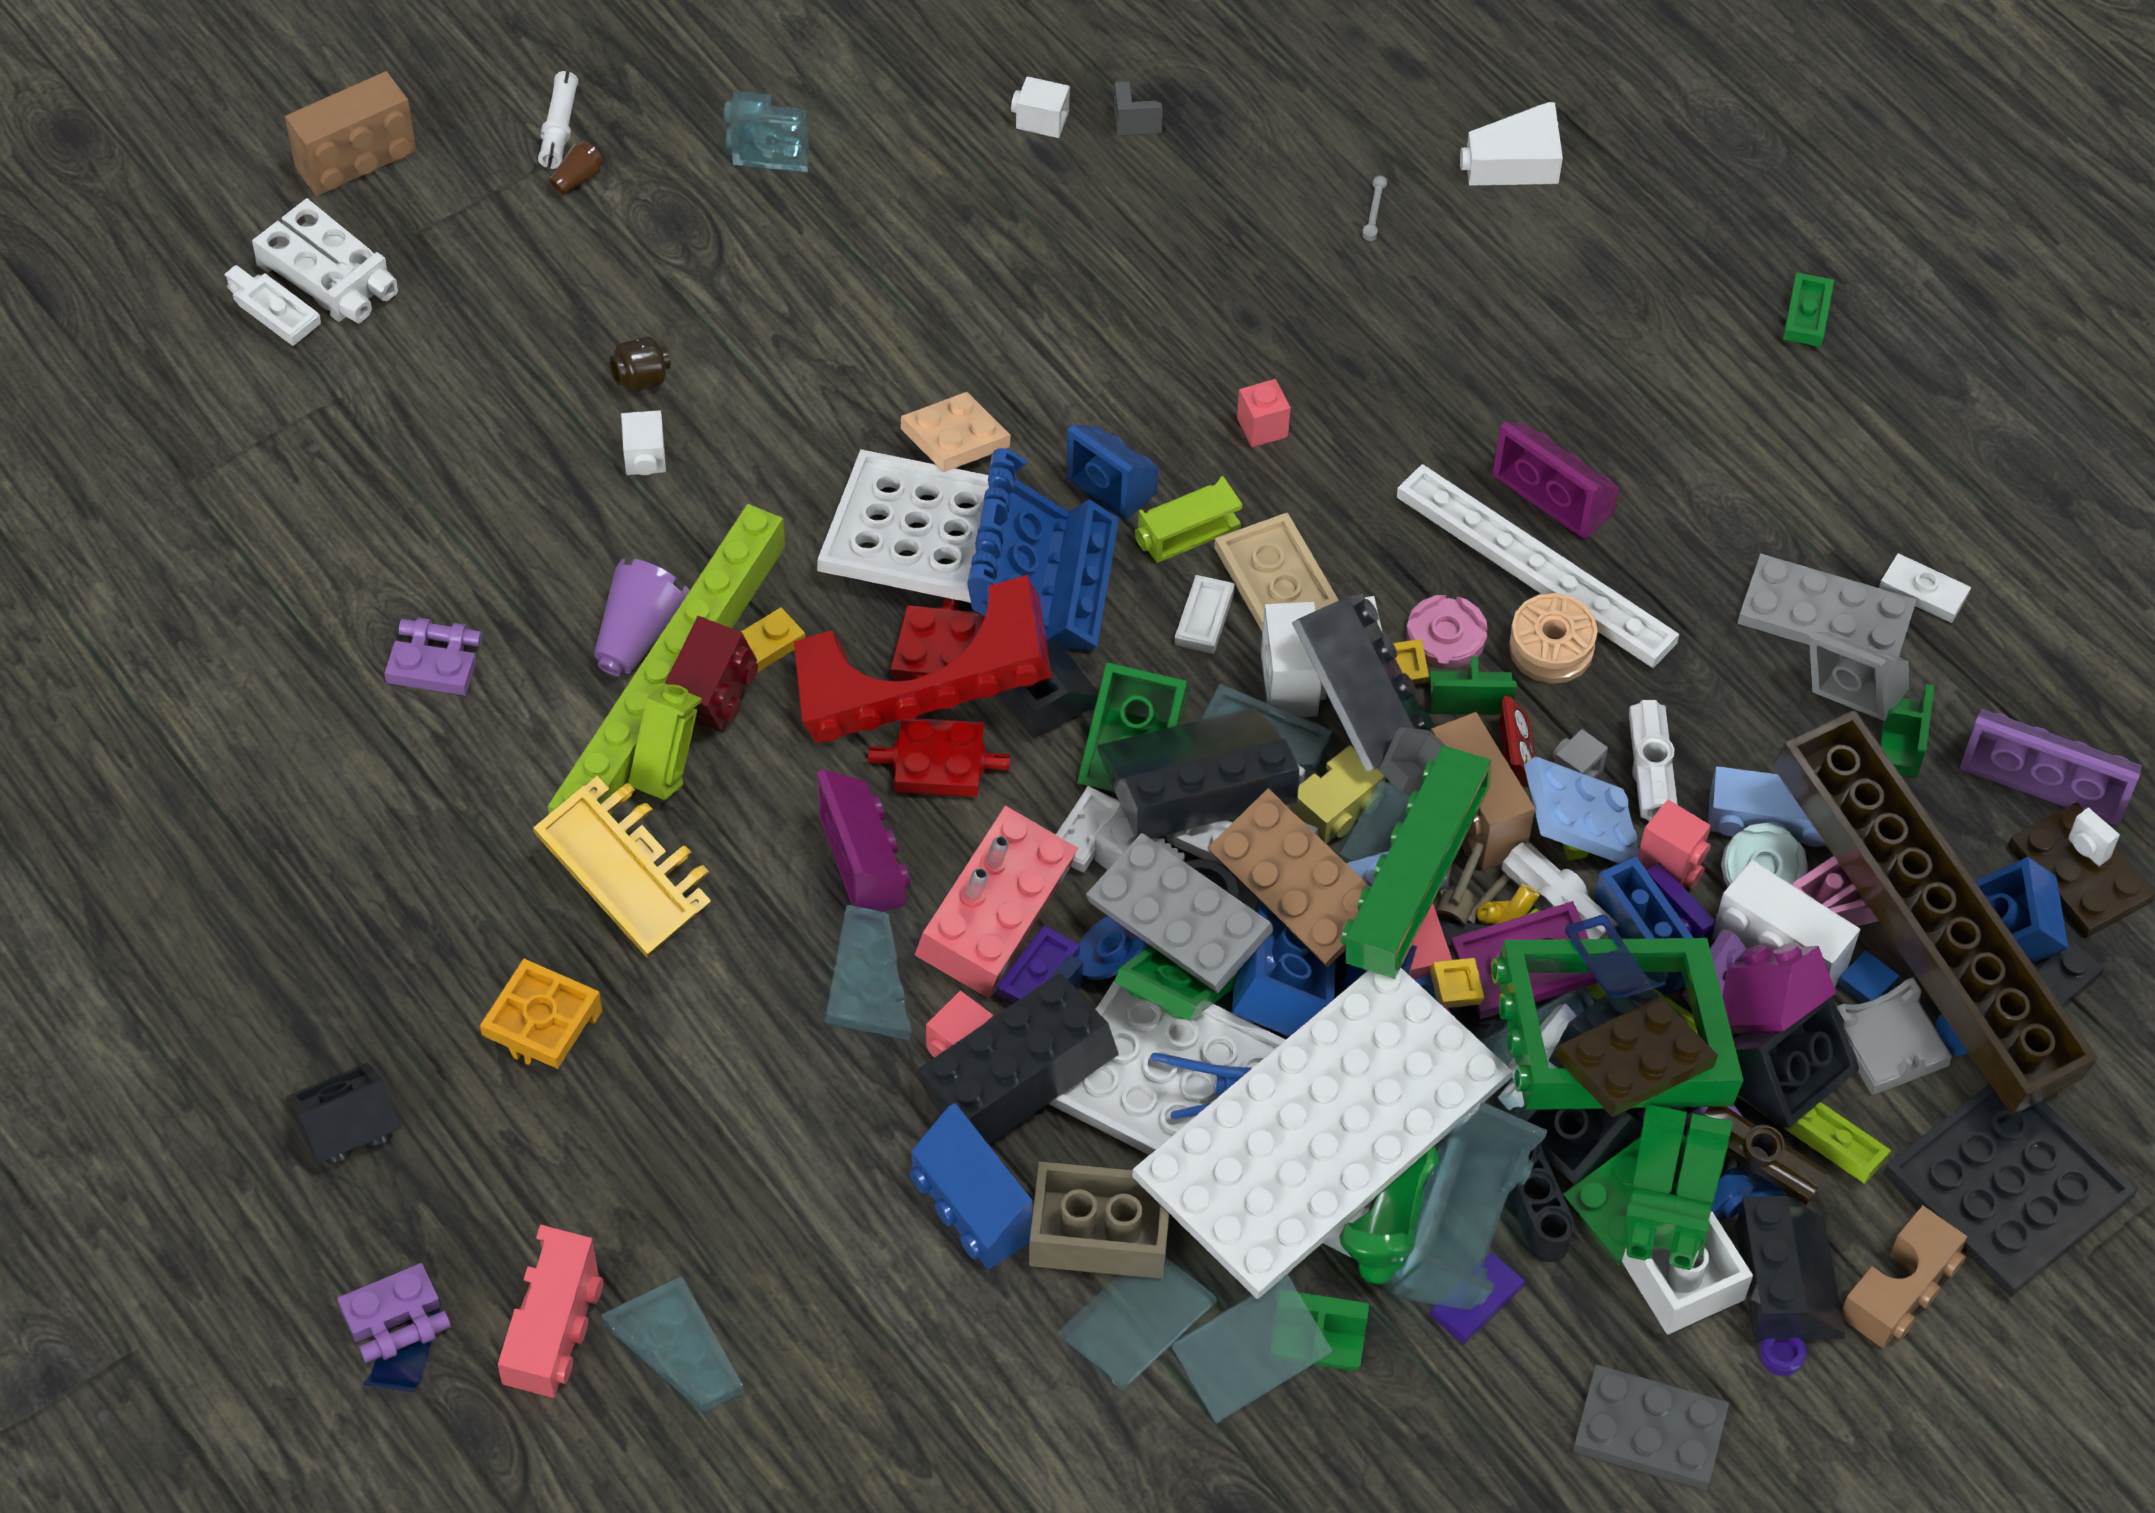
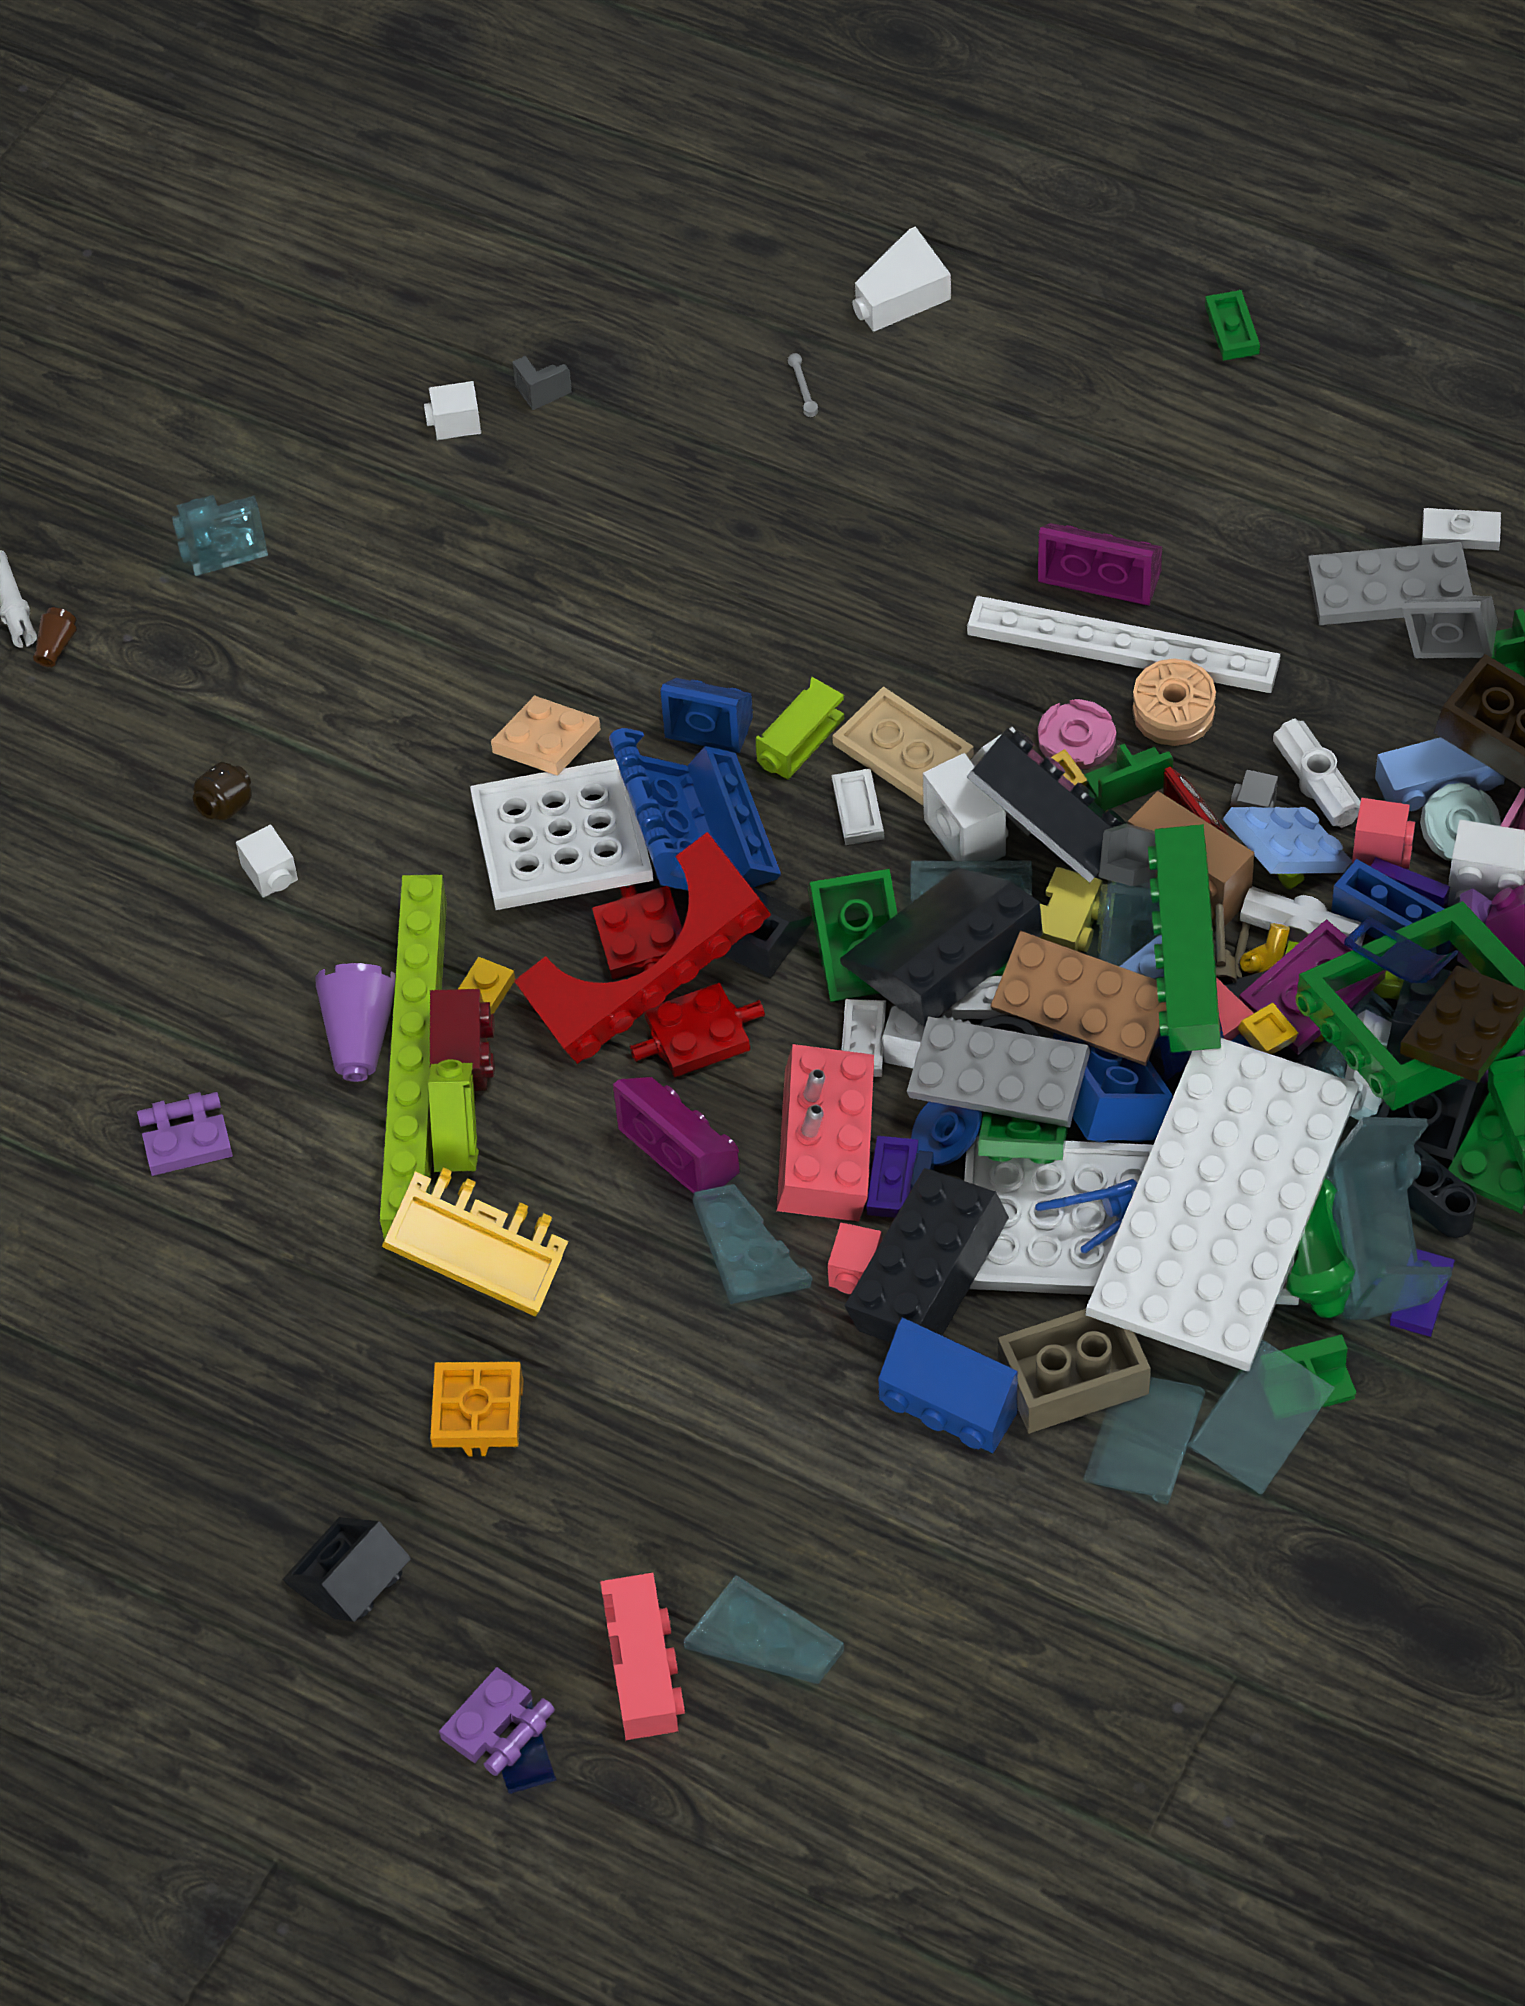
camera: 20 degrees left, 0 degrees up
(1263, 413) = (812, 607): coral brick -> none

